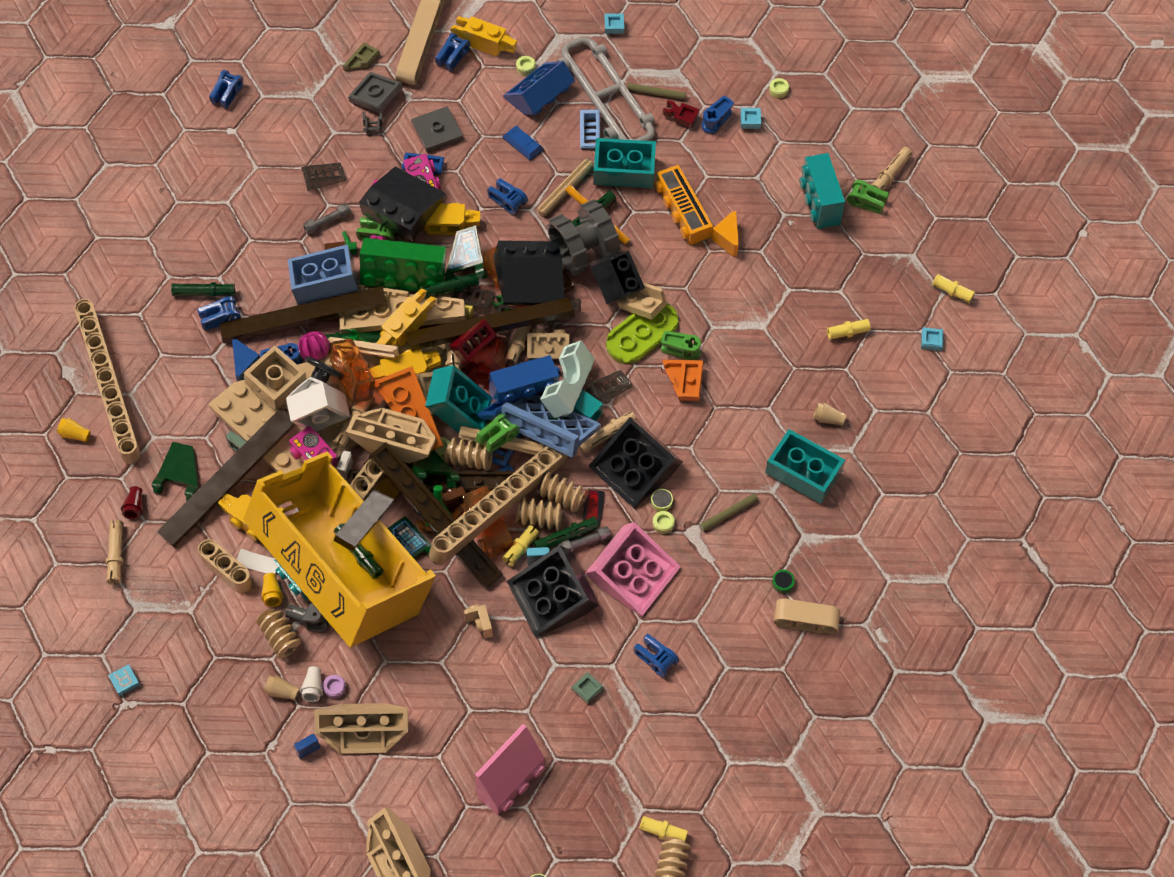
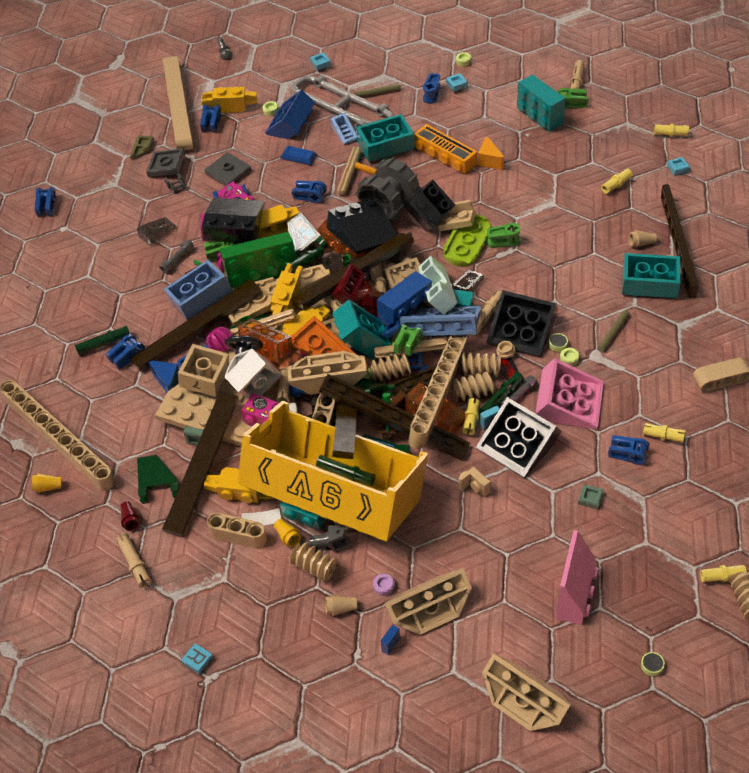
camera: 20 degrees left, 10 degrees down
(312, 685) = (366, 591): white cone -> none
(601, 485) = (506, 349): none -> tan plate
(684, 115) = (407, 96): dark red plate -> none
(685, 378) = (520, 255): orange wing -> none
(704, 653) = (664, 432): none -> light yellow pin
(783, 581) = (686, 359): tile -> none
(866, 435) = (679, 241): none -> dark brown tile

